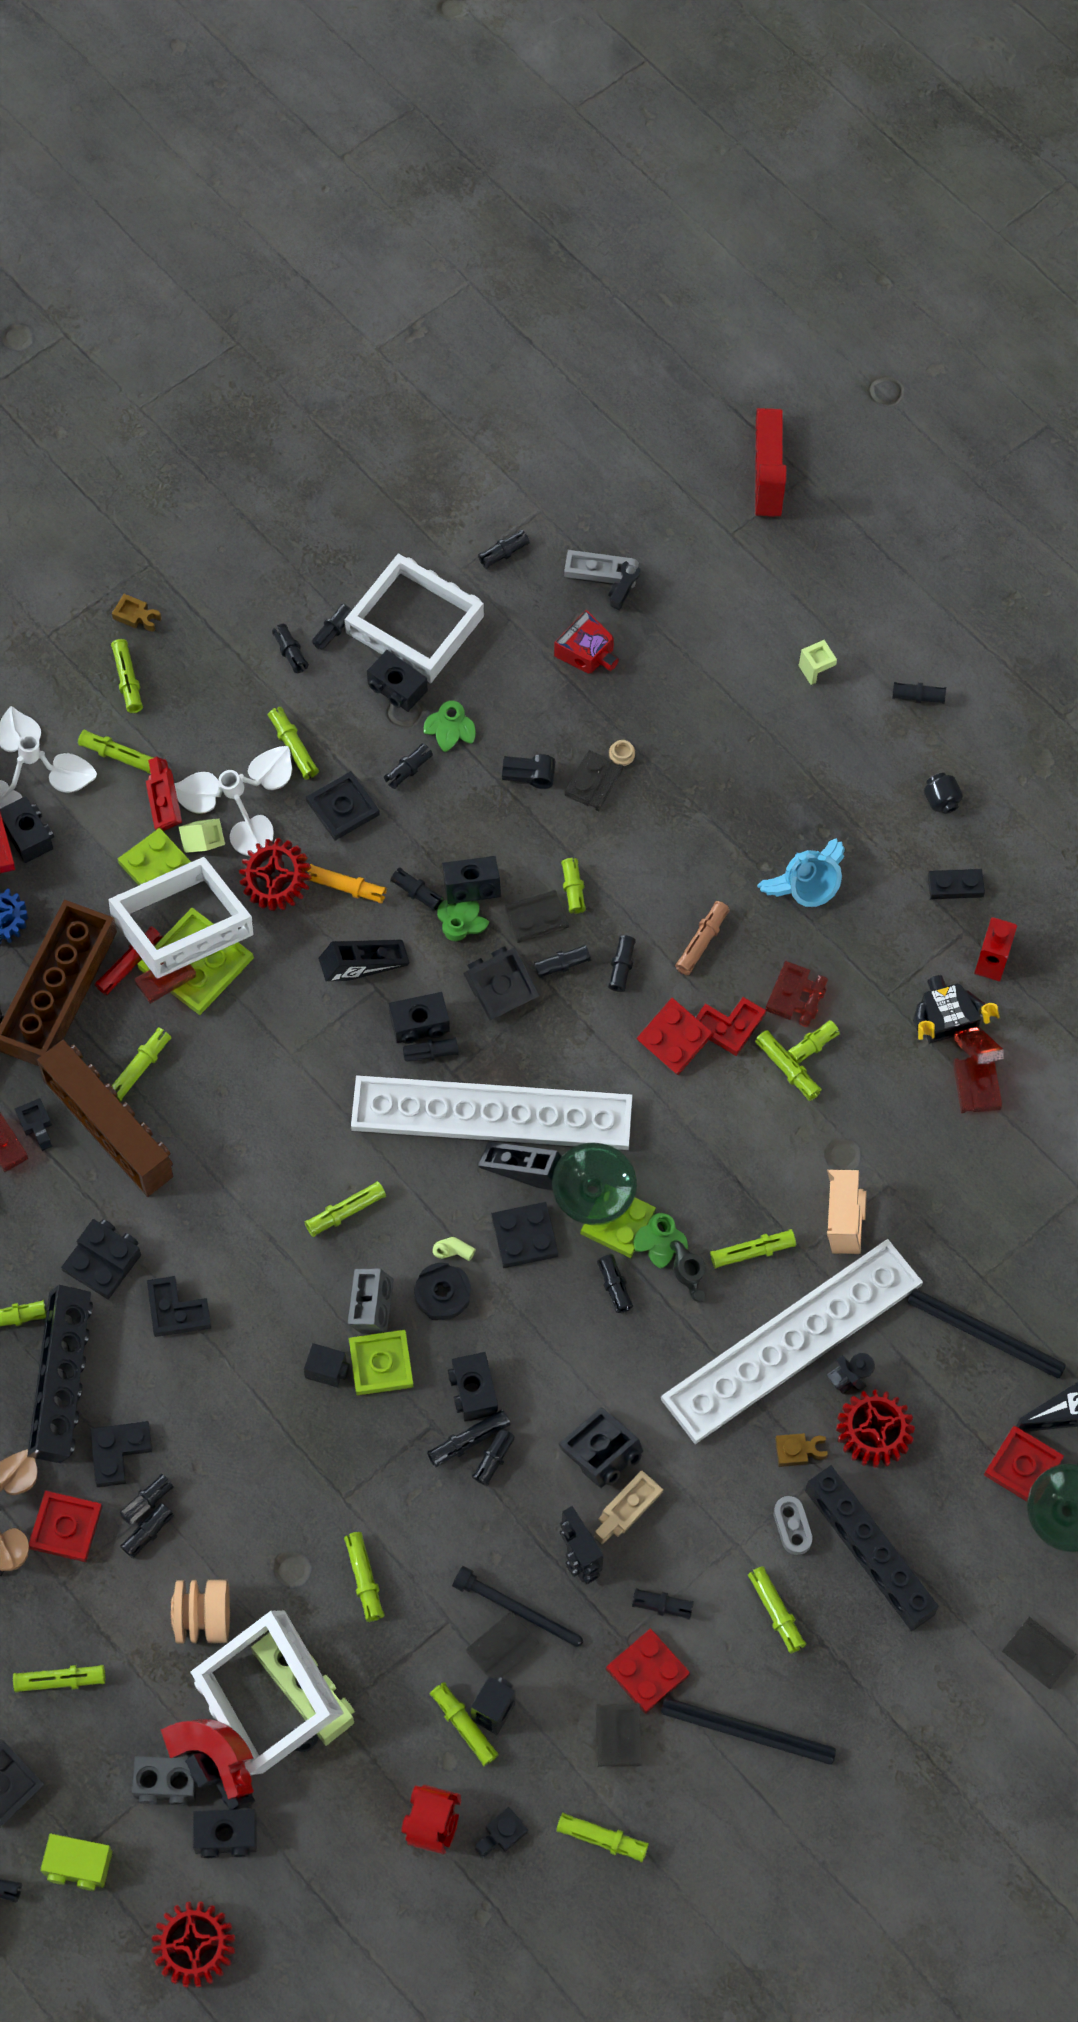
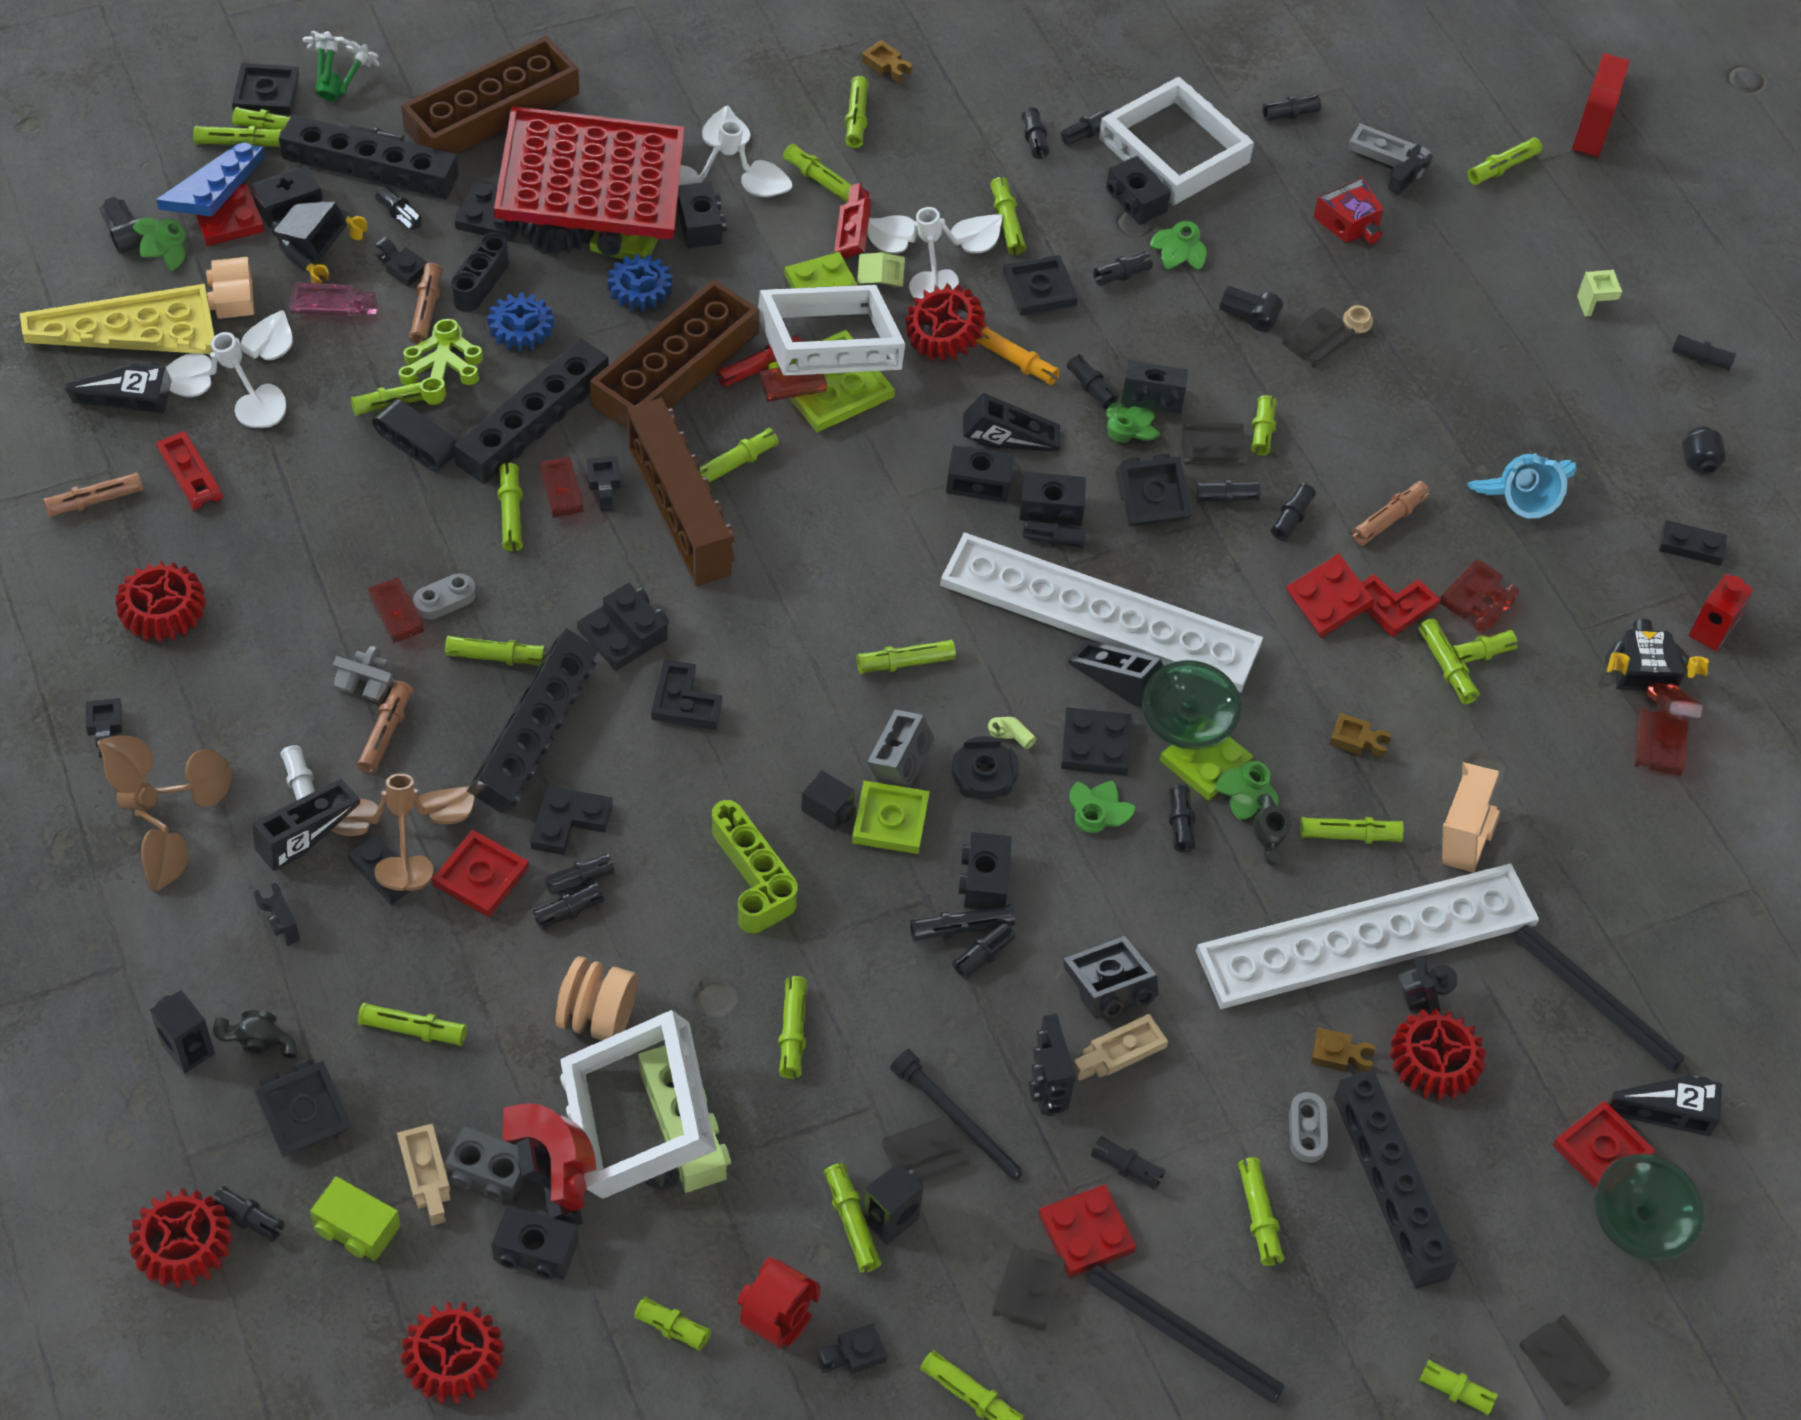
camera: 15 degrees right, 10 degrees down
(116, 1800) = (425, 1170): none -> tan hinge
(279, 1442) = (748, 862): none -> lime beam
(342, 1023) = (980, 473): none -> black brick
(354, 1860) = (672, 1323): none -> lime pin
(546, 1292) = (1099, 804): none -> bright green plate
(696, 554) = (1482, 172): none -> lime pin
(731, 1161) = (1354, 735): none -> pearl gold plate
(966, 1704) = (1458, 1387): none -> lime pin

